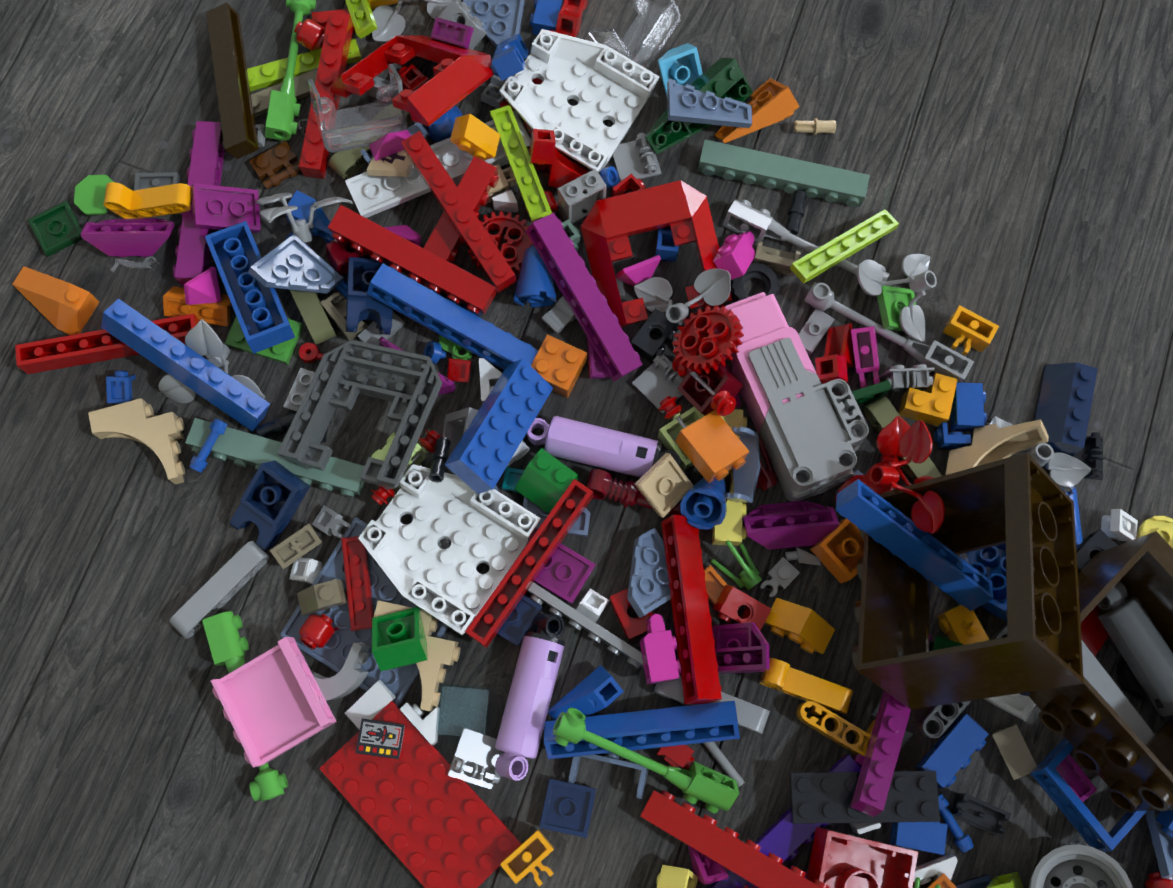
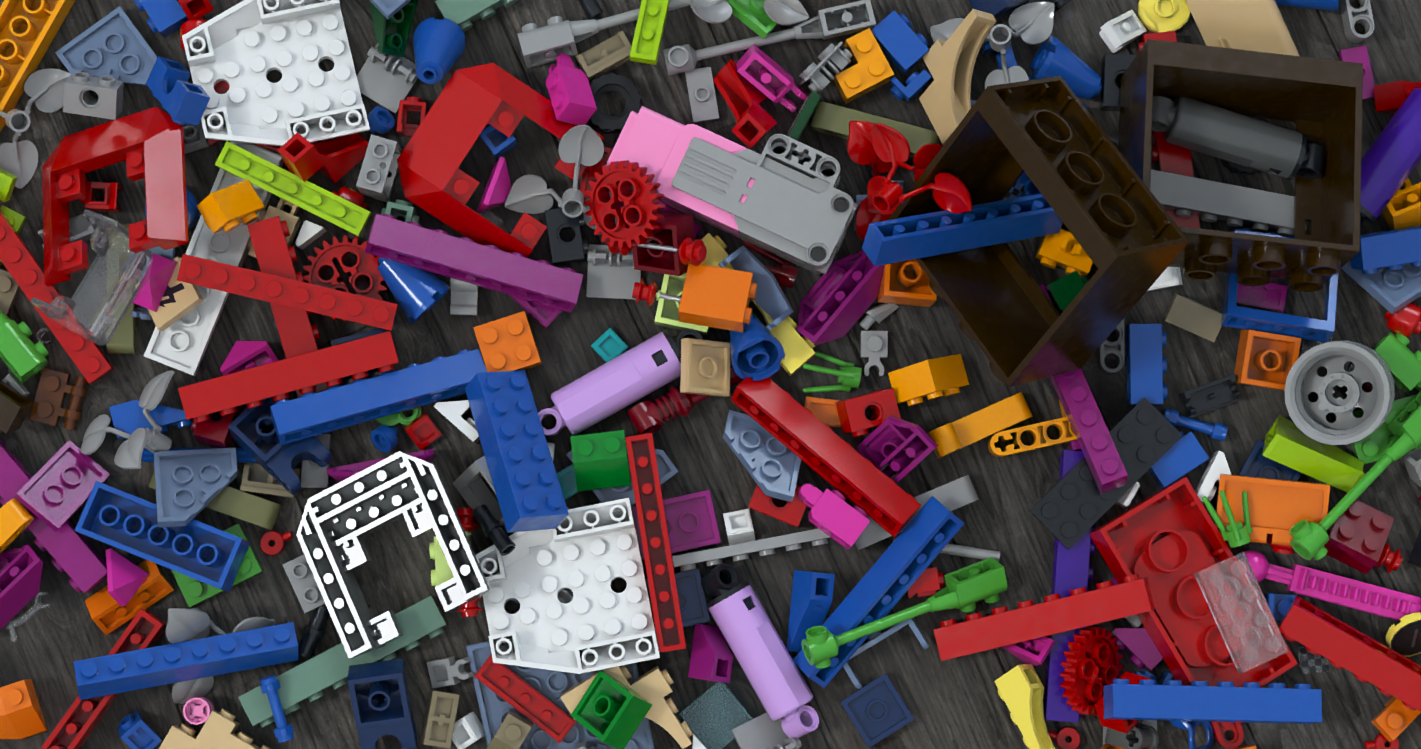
camera: 45 degrees left, 10 degrees up
(164, 401) = (194, 710): none -> bright pink wheel
(452, 32) = (95, 116): magenta plate -> none
(496, 667) = (710, 655): none -> magenta slope
(618, 422) = (609, 345): none -> teal tile
(681, 163) = (437, 48): none -> blue cone
(1041, 825) = (1265, 359): none -> orange brick

